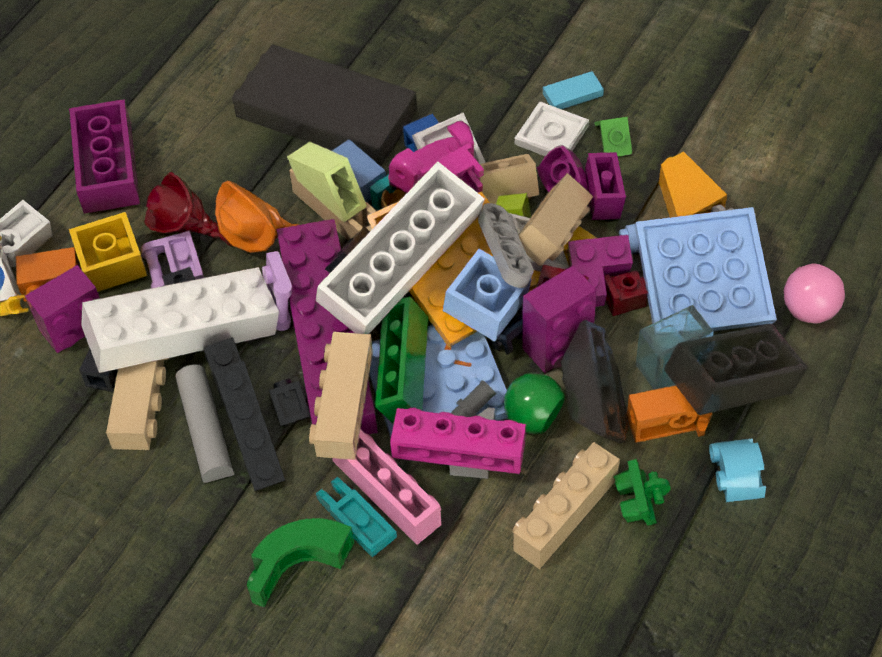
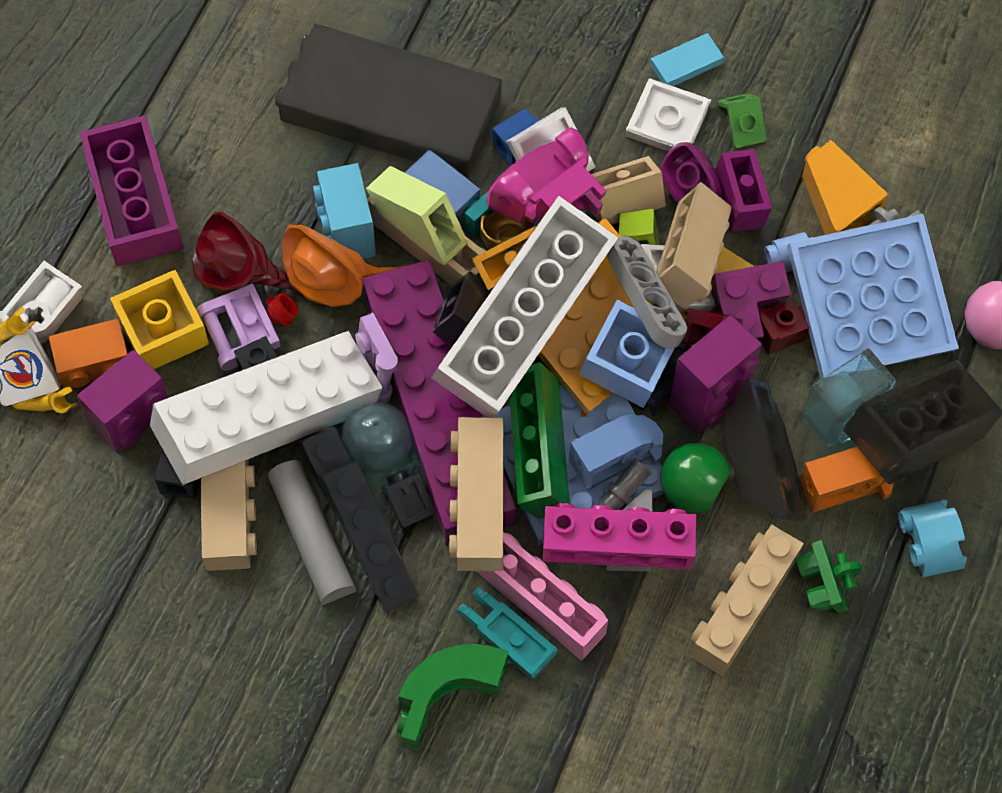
camera: 10 degrees left, 10 degrees up
(210, 252) = (281, 309): none -> red plate
(269, 352) = (377, 437): none -> clear light blue helmet
(272, 176) = (345, 209): none -> medium azure brick
(462, 370) = (613, 447): none -> medium blue piece

